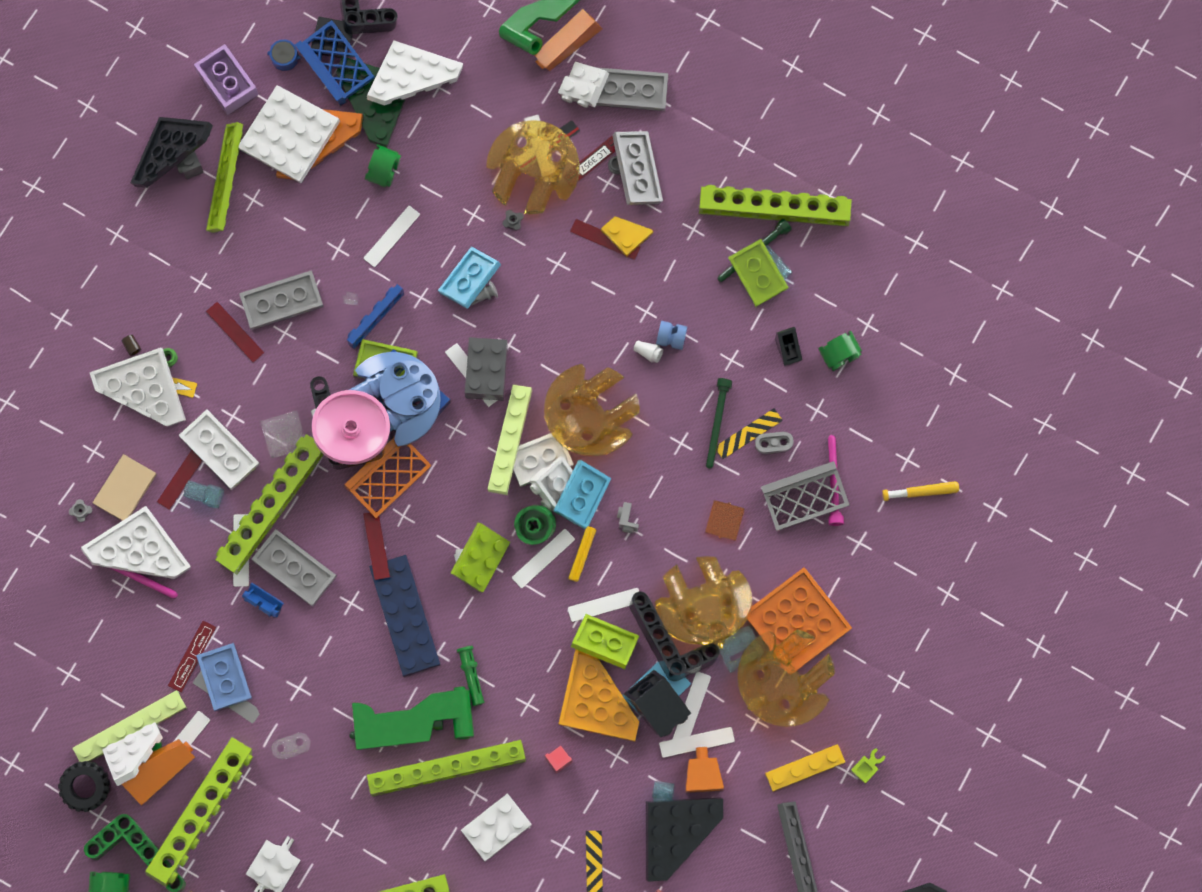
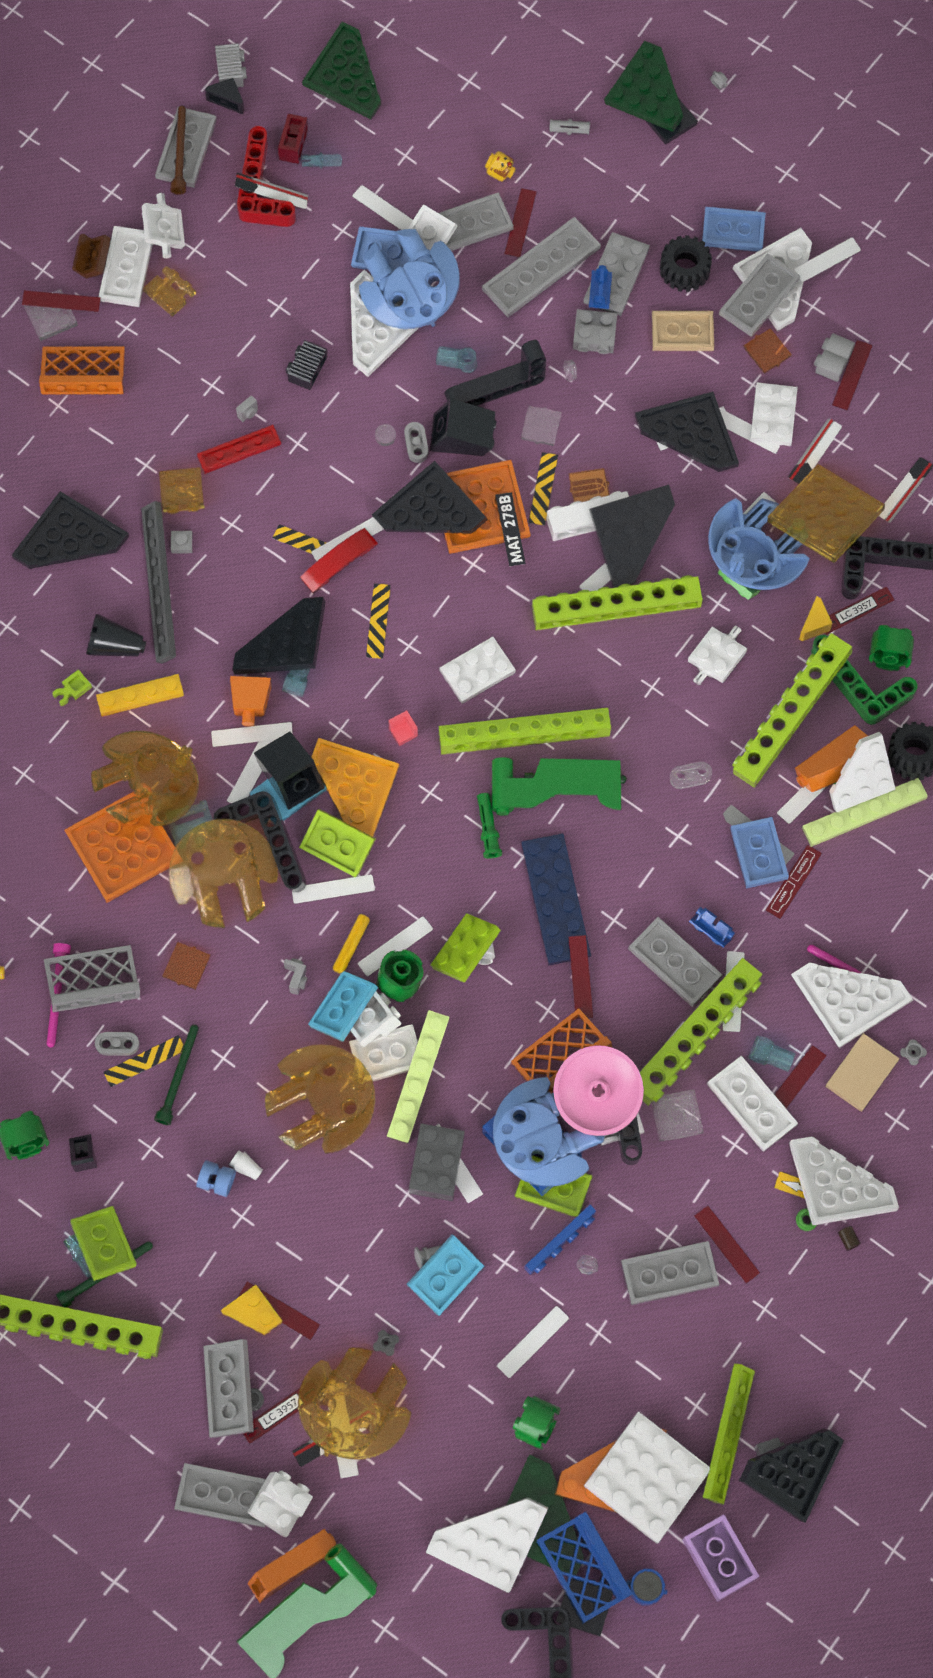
camera: 175 degrees left, 5 degrees down
(838, 814) = (113, 639): none -> black cone

